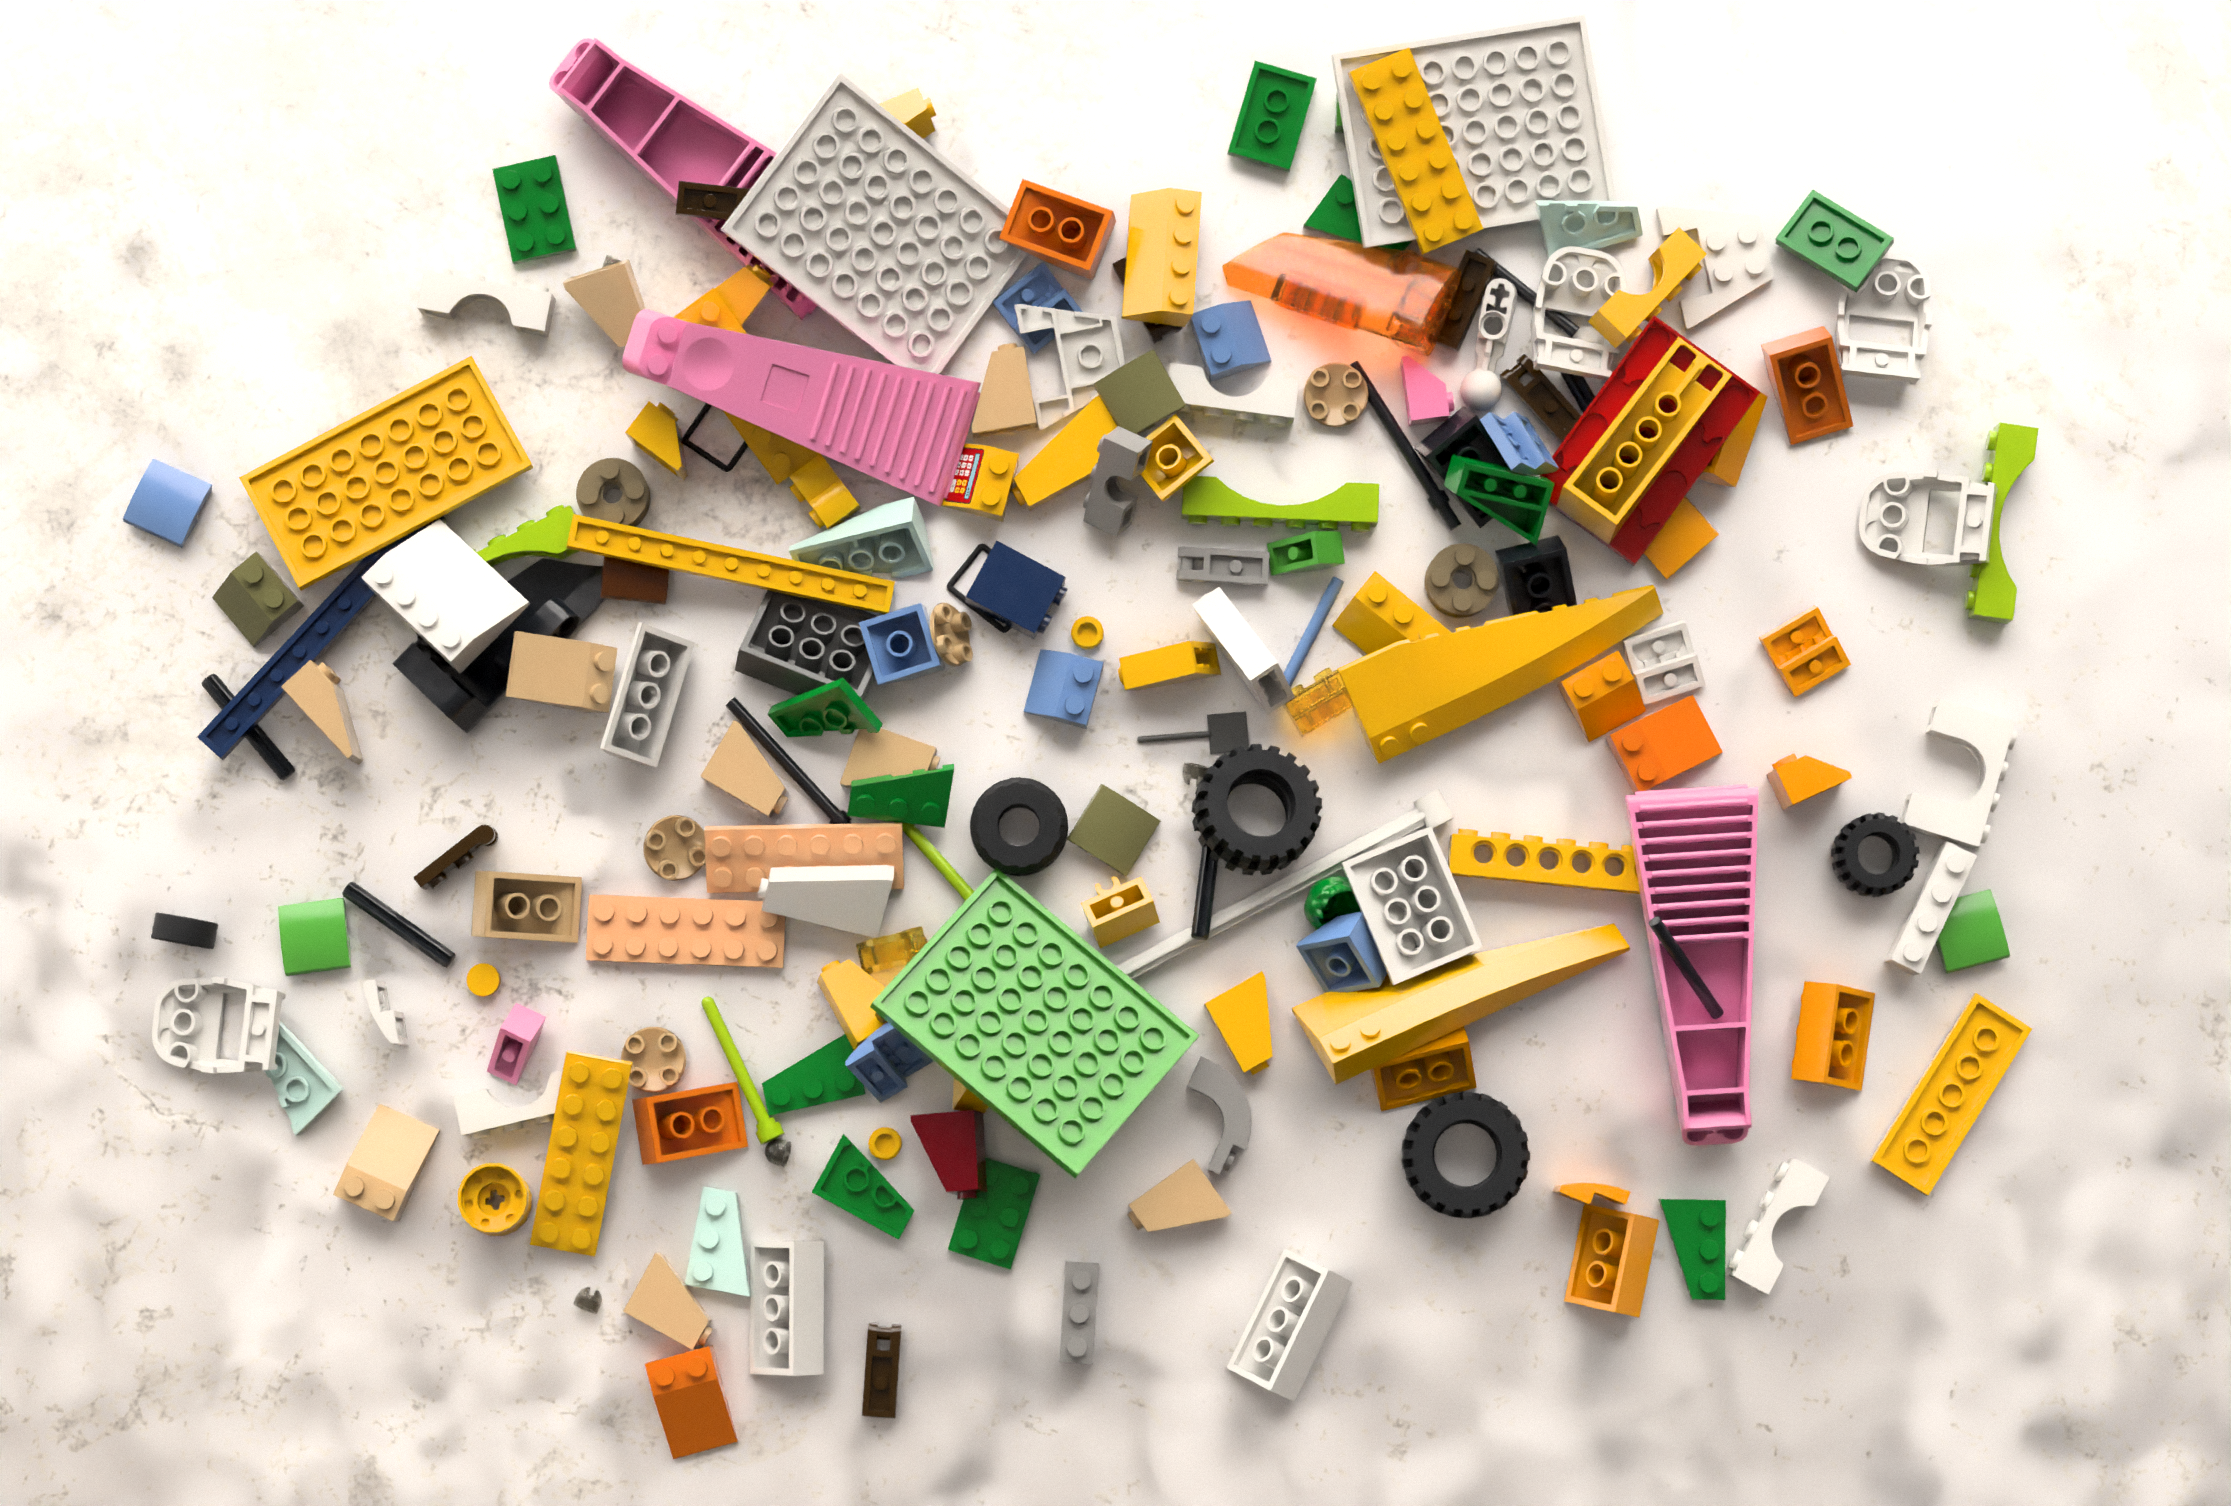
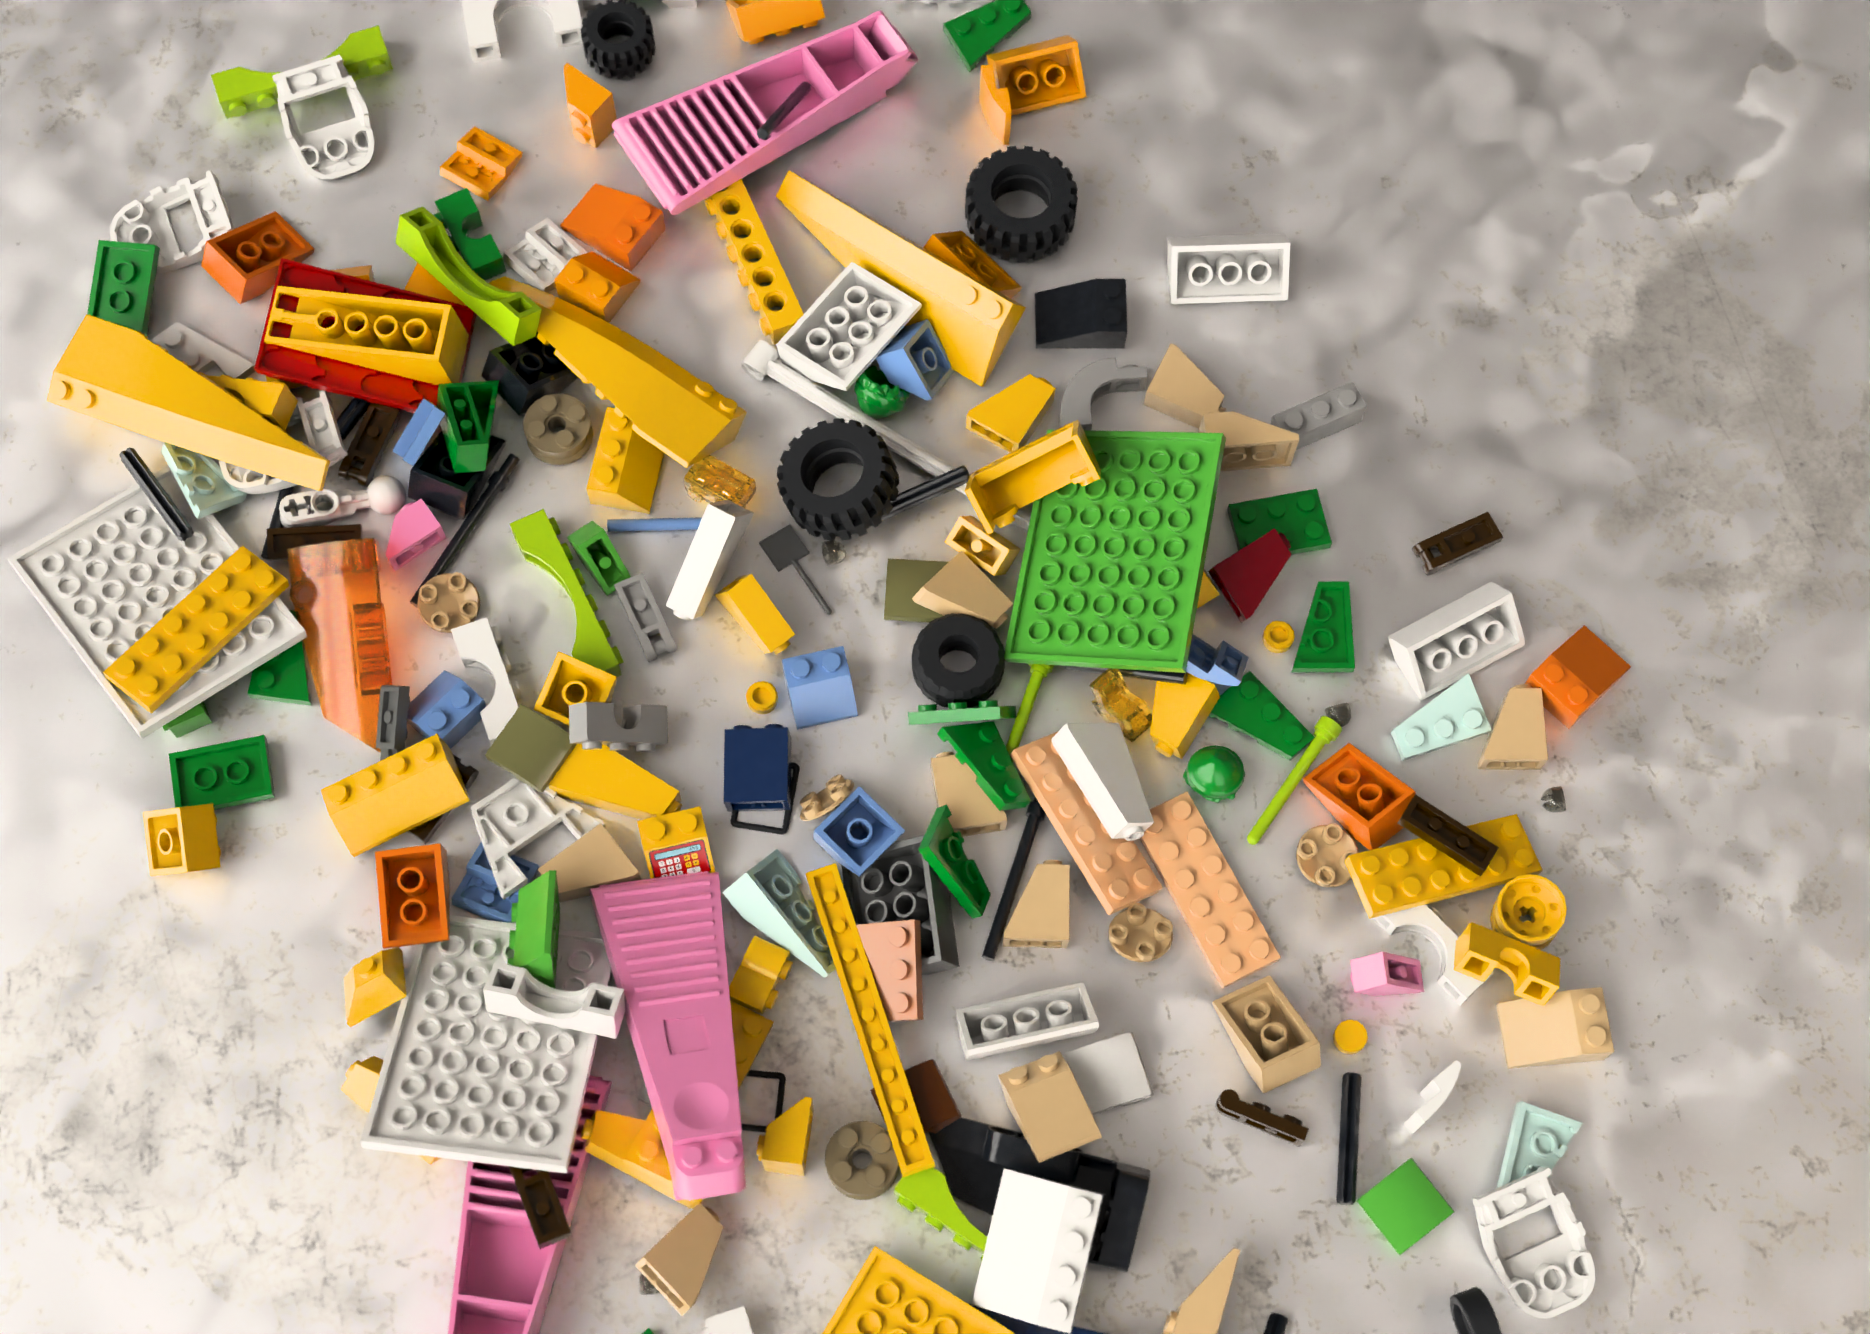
camera: 120 degrees left, 15 degrees down
(442, 1167) = (1531, 970): none -> yellow arch
(568, 749) = (1110, 1073): none -> white slope
(600, 1166) = (1447, 835): none -> dark brown plate
(760, 611) = (896, 966): none -> wing
(784, 1002) = (1215, 773): none -> green hair
(866, 309) = (519, 995): none -> white arch
(955, 813) = (959, 712): none -> wing
(958, 312) = (537, 928): none -> bright green slope
(993, 157) = (374, 985): none -> yellow slope
(1079, 867) = (964, 590): none -> tan slope
(1093, 1212) = (1250, 441): none -> tan slope
(1161, 984) = (1031, 474): none -> yellow windscreen
(1223, 54) = (182, 839): none -> yellow slope
(1234, 285) = (392, 719): none -> dark grey hinge
(1315, 1148) = (1082, 315): none -> black slope
(1584, 176) = (156, 494): none -> black axle
(1703, 201) = (143, 388): none -> yellow wedge
(1711, 550) = (428, 243): none -> lime arch
(1749, 595) = (459, 218): none -> green arch

